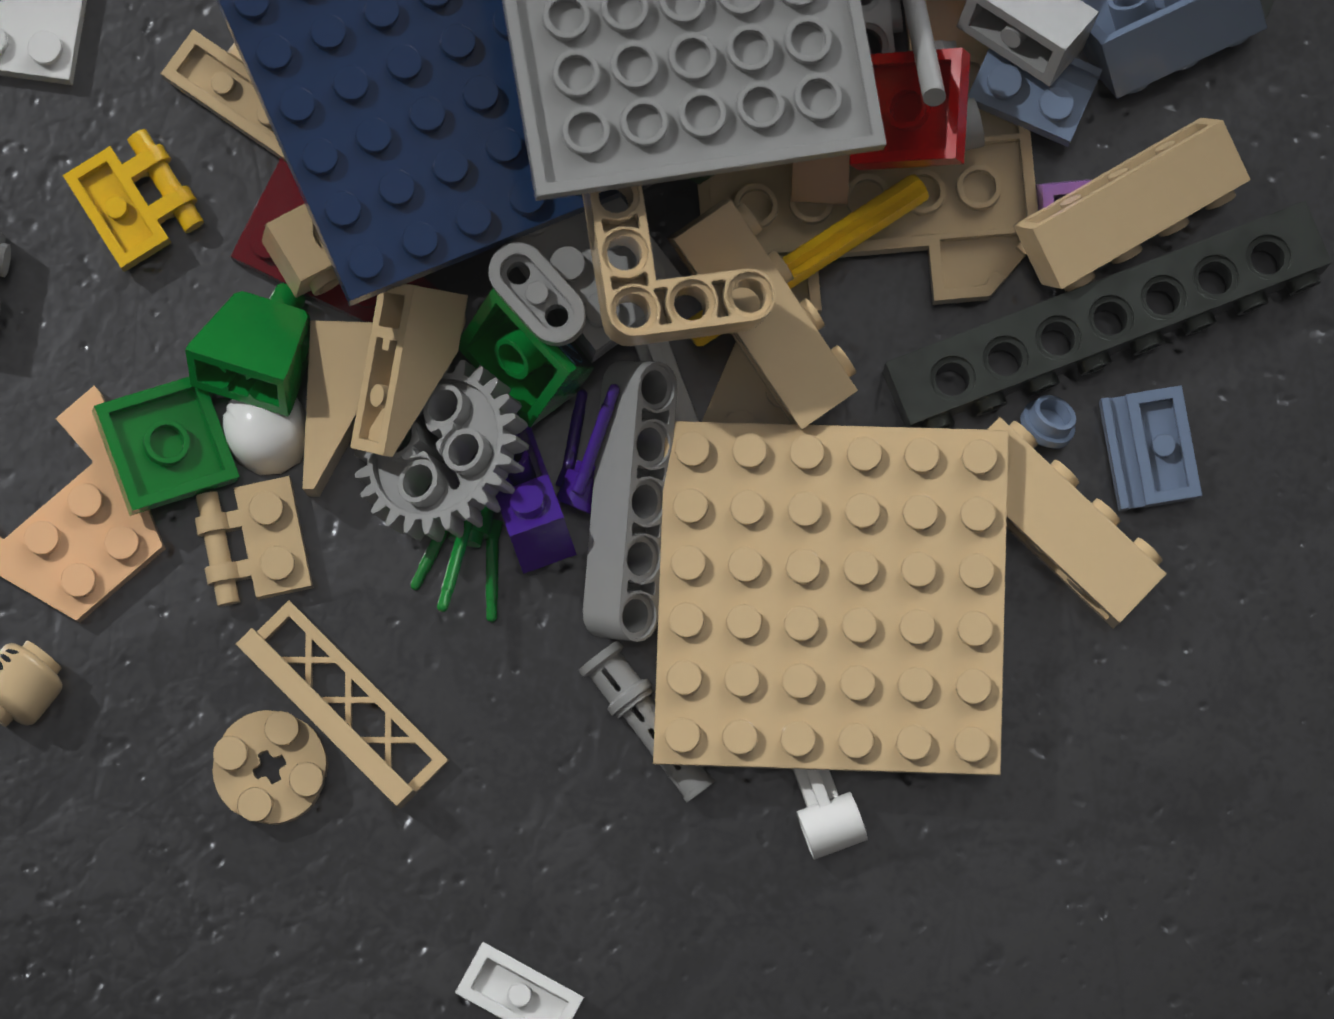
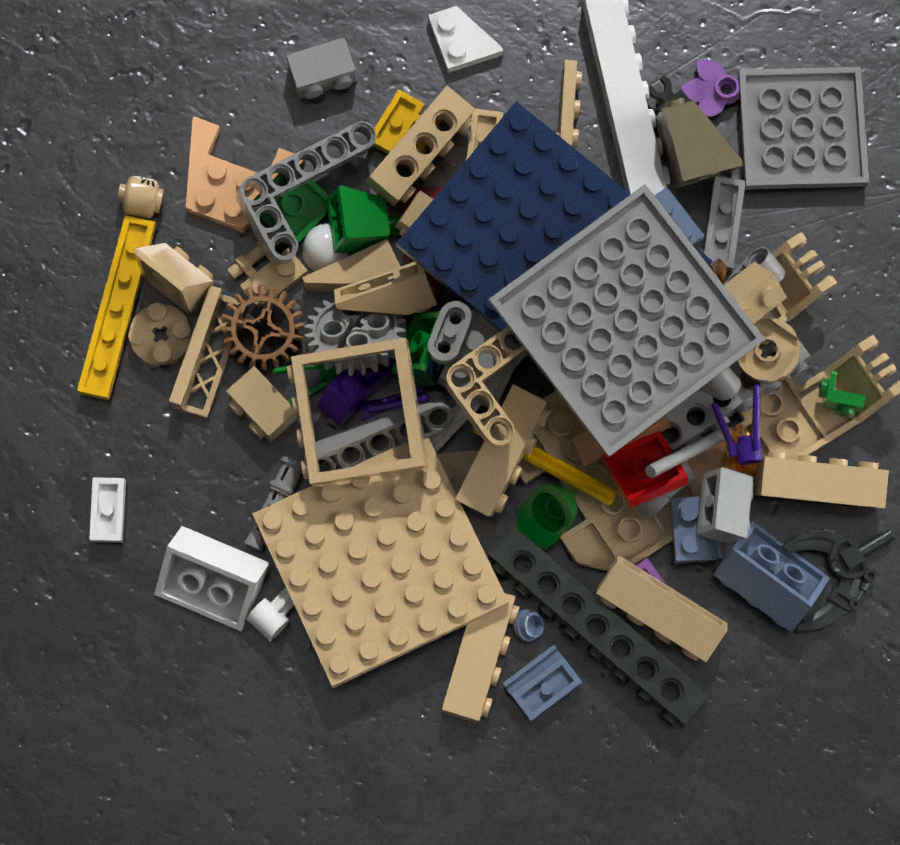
camera: 60 degrees right, 5 degrees down
(132, 415) = (296, 178): none -> light grey beam
(186, 815) = (115, 310): none -> yellow plate
(190, 691) = (174, 275): none -> tan slope
(206, 270) = (446, 107): none -> tan brick
(333, 577) = (288, 334): none -> medium nougat gear
(476, 661) = (261, 404): none -> tan brick
(578, 608) = (301, 408): none -> tan window
(719, 881) = (211, 578): none -> white slope
(893, 302) = (547, 514): none -> green piece

